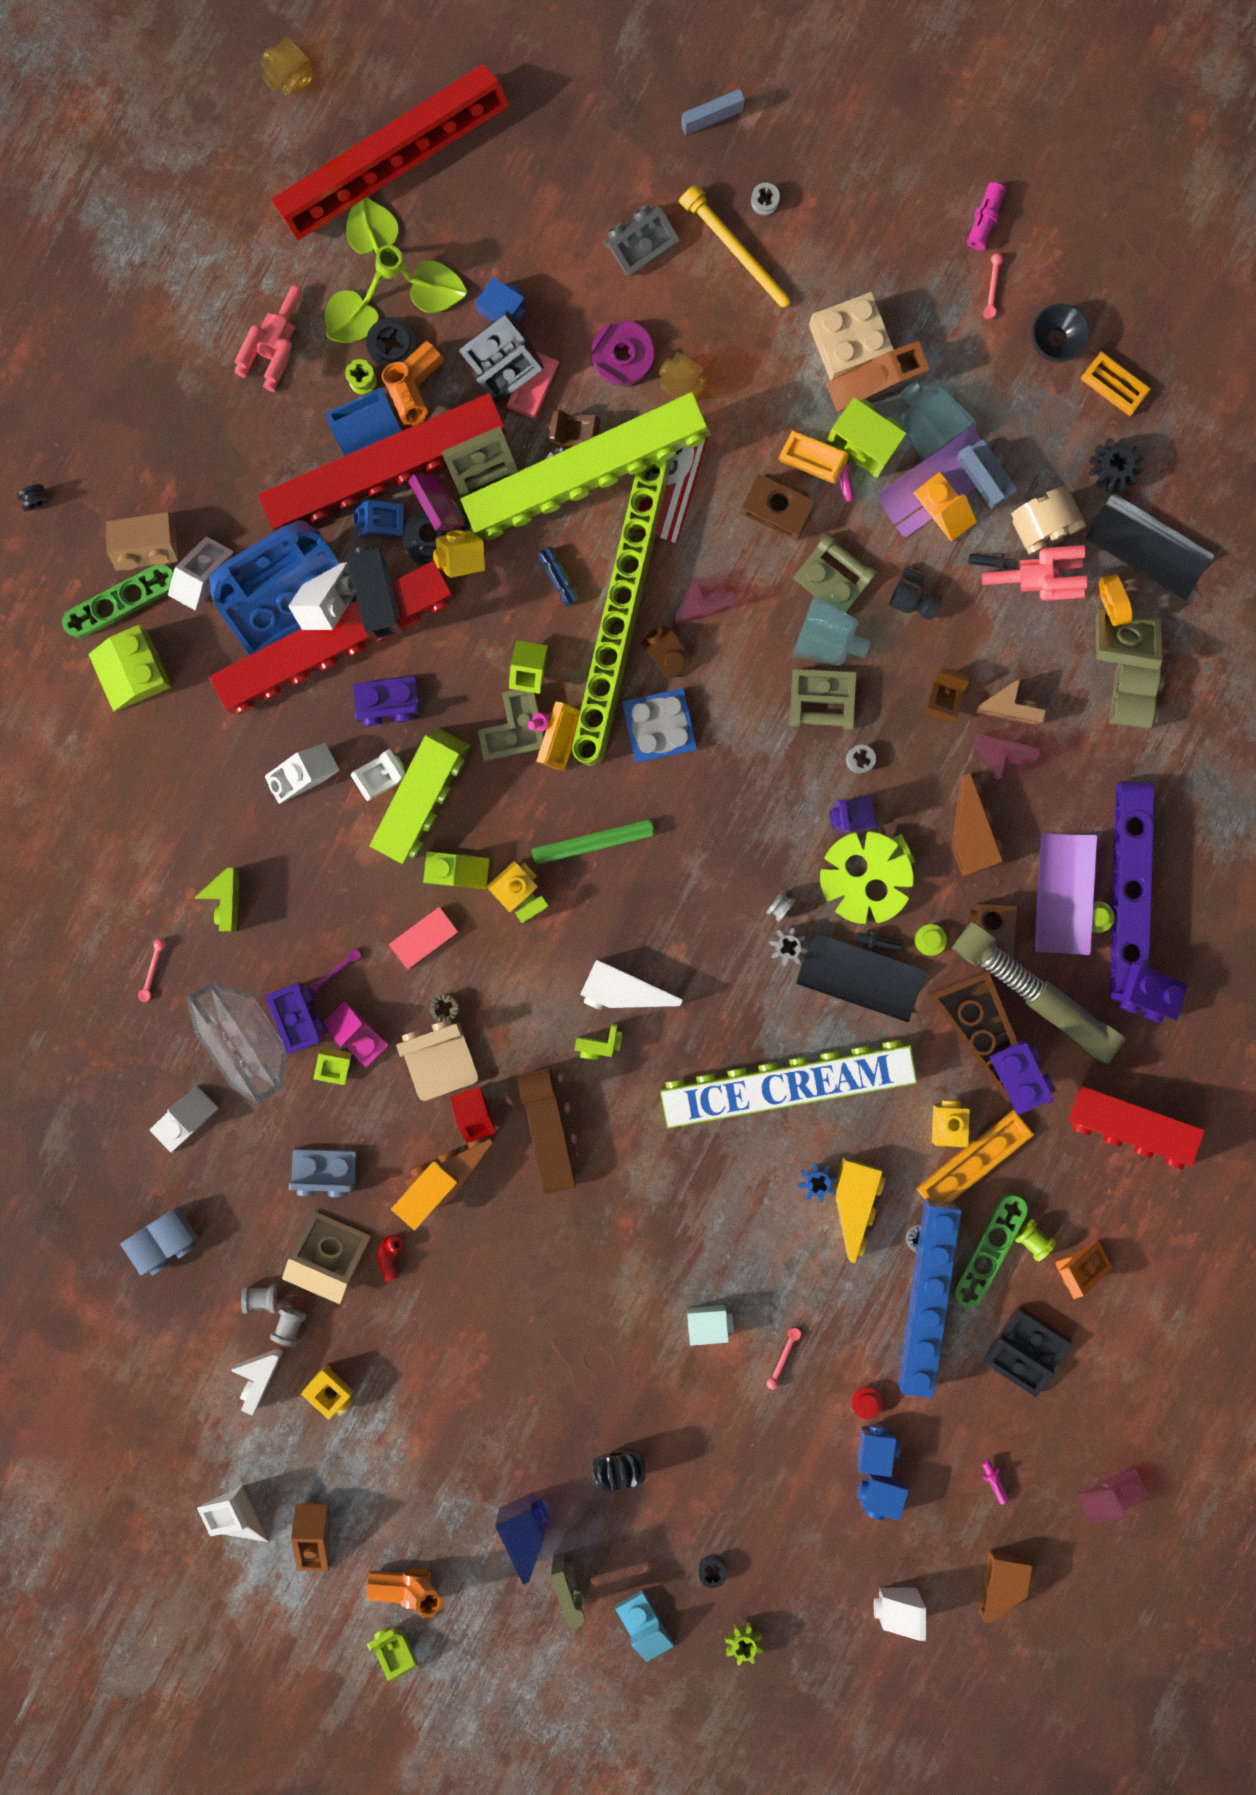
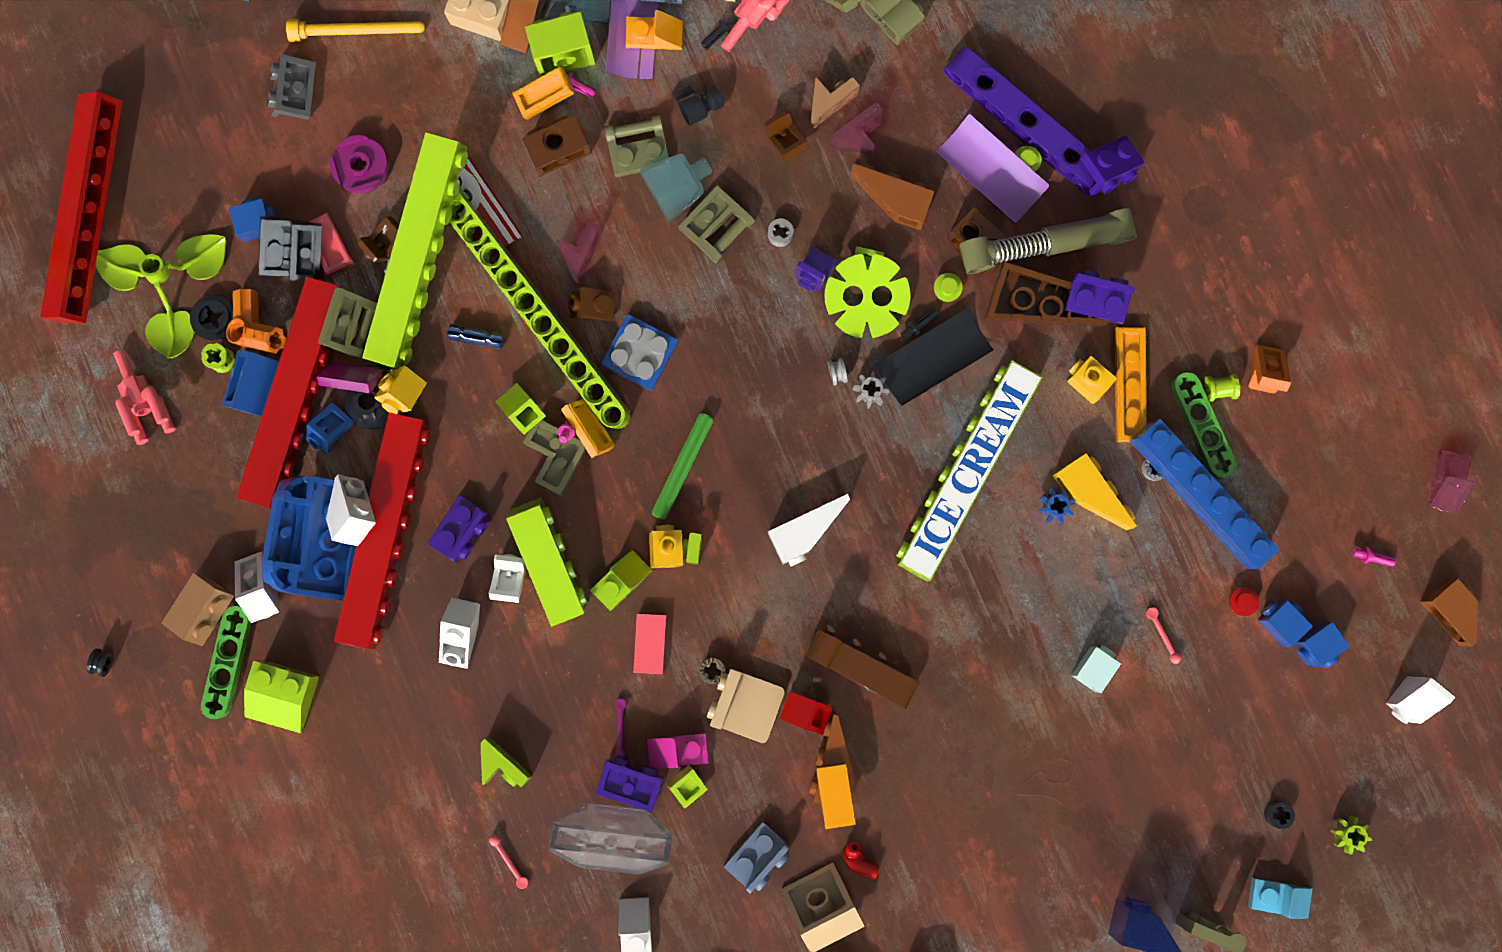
camera: 50 degrees left, 5 degrees down
(374, 592) = (374, 470): black window -> none
(593, 1048) = (829, 587): lime bracket -> none
(618, 1470) = (1151, 821): black gear -> none
(682, 377) = (409, 135): clear yellow brick -> none
(1027, 1351) = (1297, 457): black slope -> none
(1135, 1126) = (1197, 250): red wedge -> none

